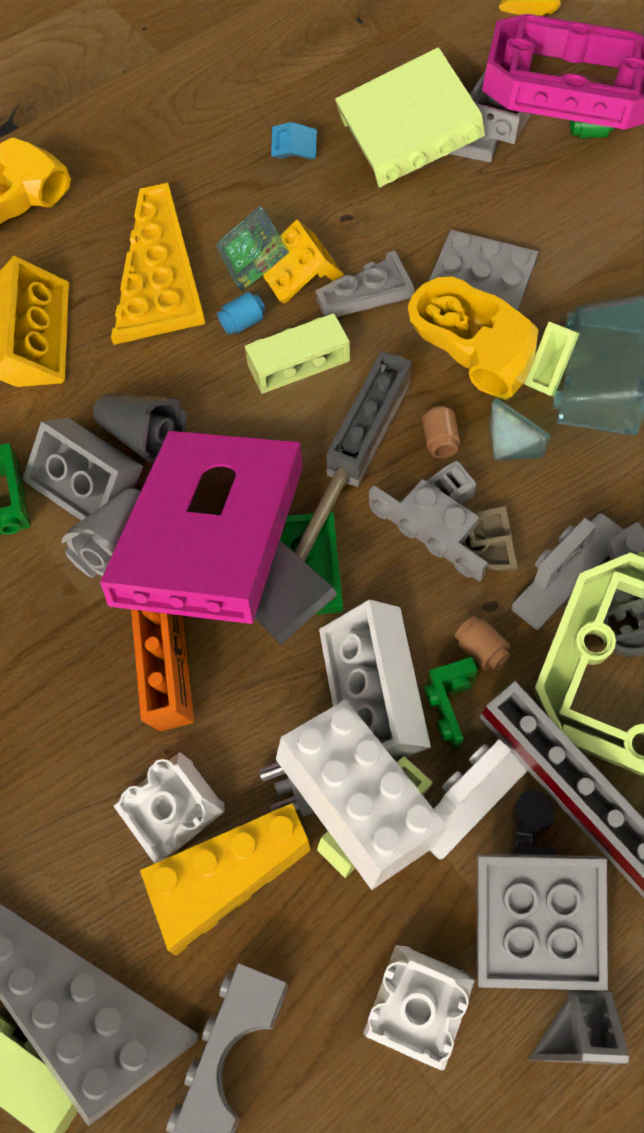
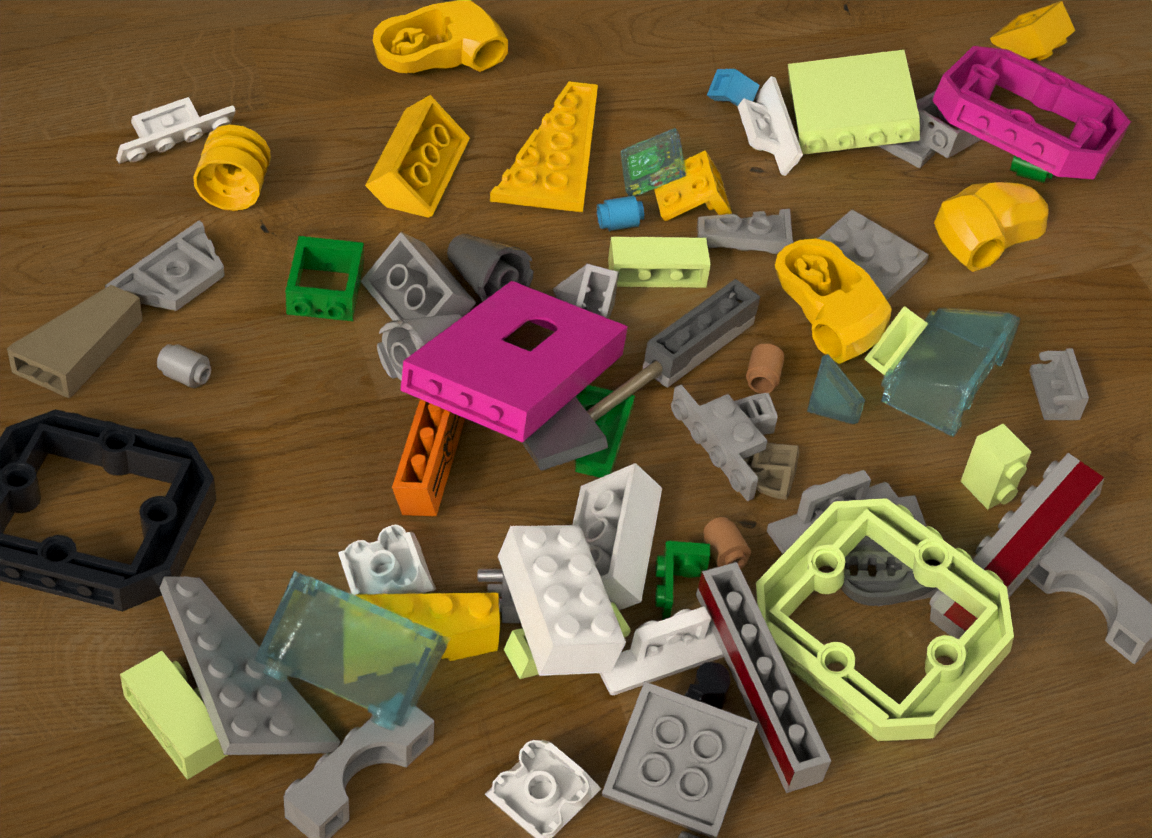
camera: 10 degrees right, 15 degrees down
(174, 943) = (351, 649): none -> clear light blue windscreen
(246, 413) = (590, 289): none -> light grey slope
(343, 168) = (770, 126): none -> white bracket
(576, 195) = (988, 220): none -> yellow piece

